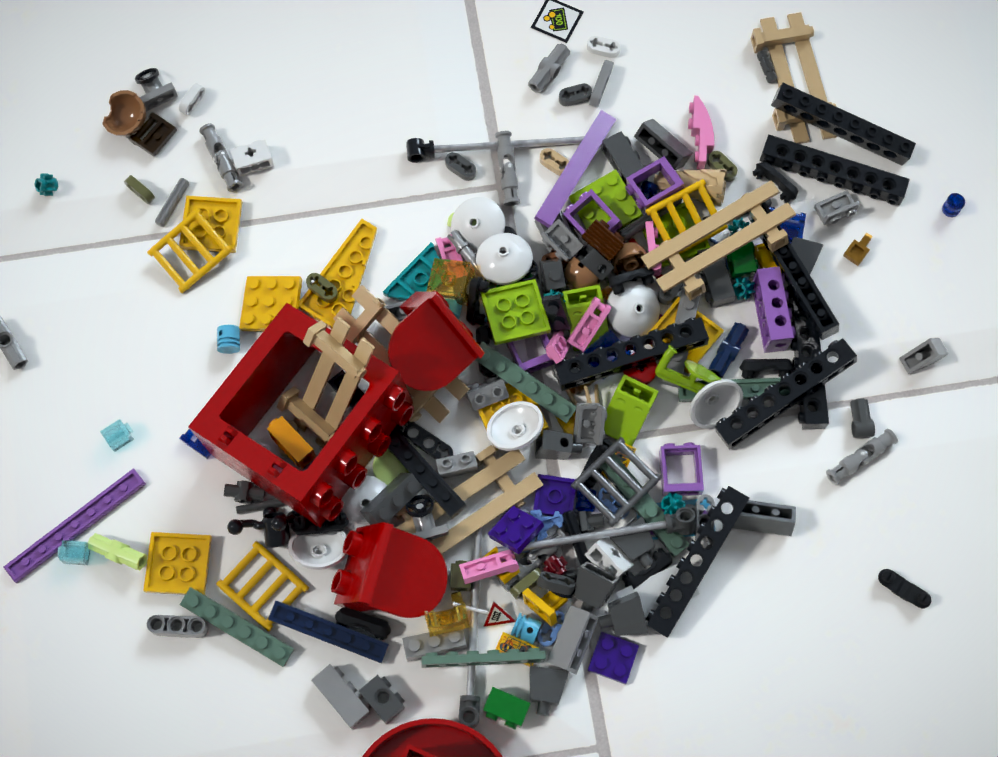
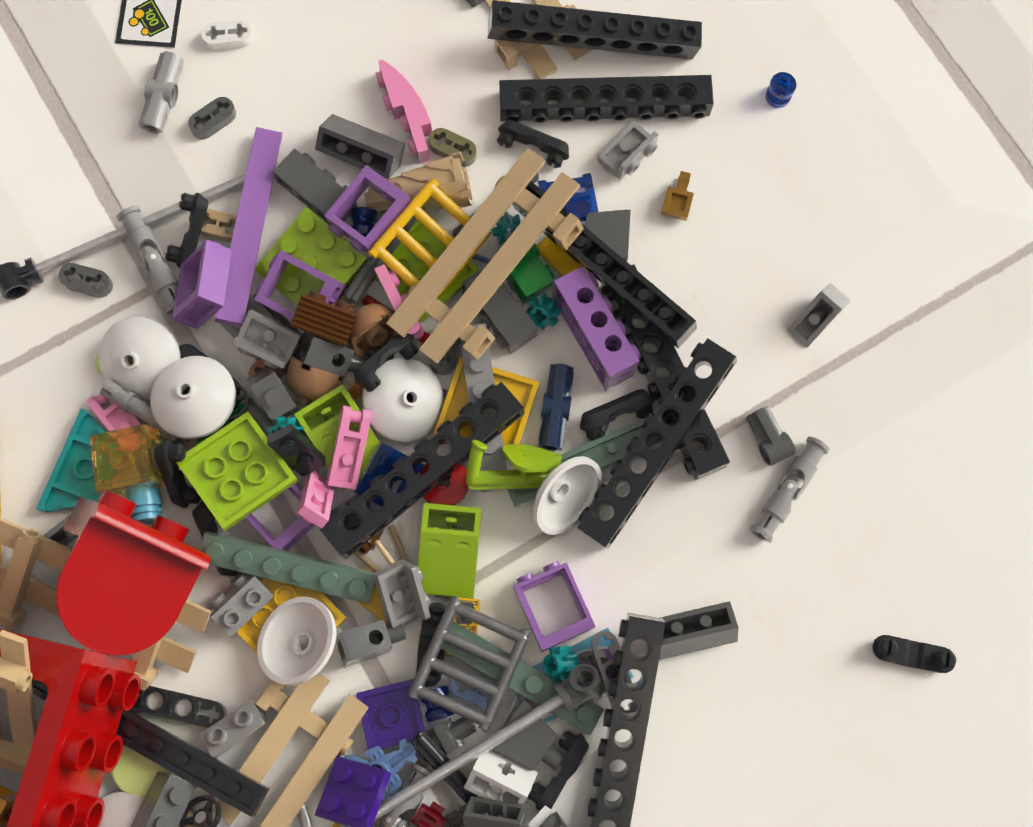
camera: 25 degrees left, 5 degrees up
(534, 192) = (202, 284): none -> medium lavender window
(548, 145) = (197, 206): none -> black piece
(601, 83) = (242, 89): light grey beam -> none

